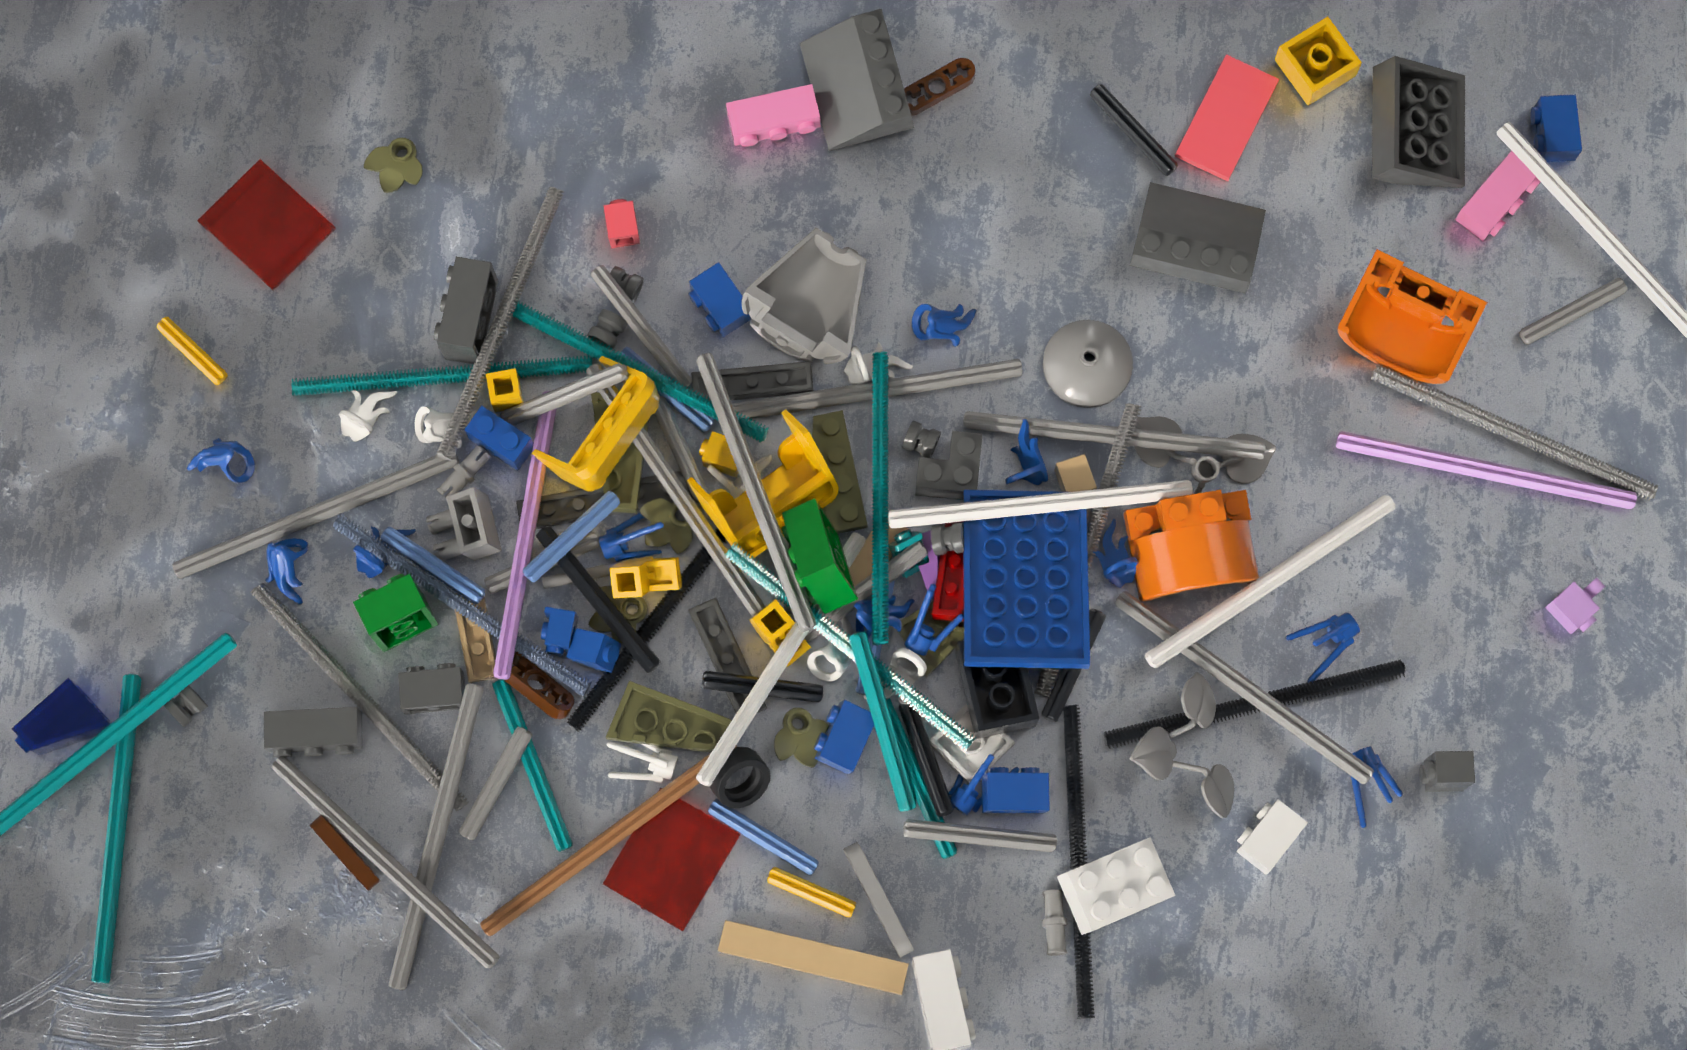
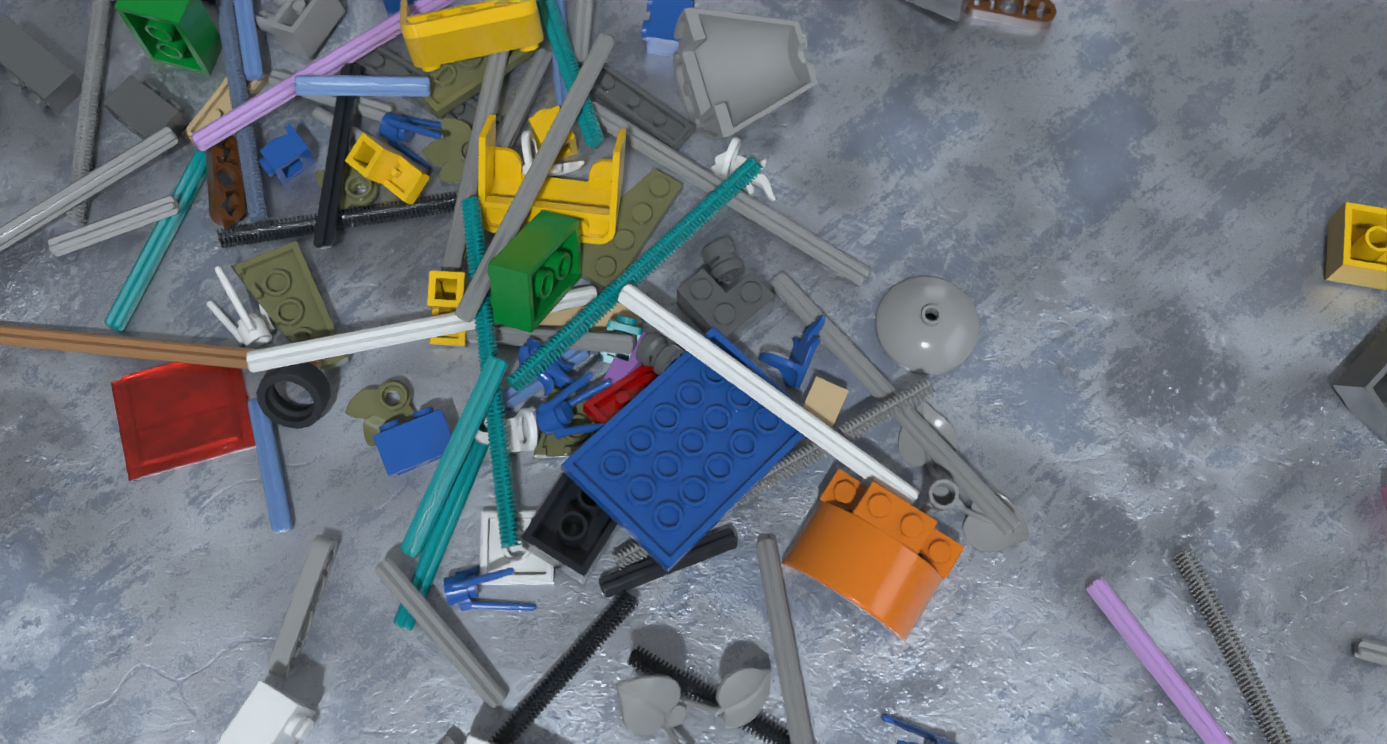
camera: 40 degrees right, 5 degrees down
(594, 650) = (293, 192): blue brick -> none
(721, 645) = (396, 287): dark grey tile -> none
(744, 684) = (403, 352): black axle -> none
(811, 892) = (260, 547): yellow axle -> none
(813, 957) = (203, 602): tan tile -> none
(833, 655) = (471, 368): white piece -> none
(926, 760) = (460, 529): black axle -> none
(941, 323) = (831, 185): blue piece -> none
(1015, 792) = (507, 623): blue brick -> none
(1117, 564) = (790, 511): blue piece -> none
(1133, 129) = (1147, 173): black axle -> none
(1198, 238) = (1121, 304): dark grey slope -> none
(1227, 117) = (1241, 230): coral tile -> none
(1269, 581) = (912, 649): white axle -> none
(1406, 324) = (1252, 538): orange piece -> none

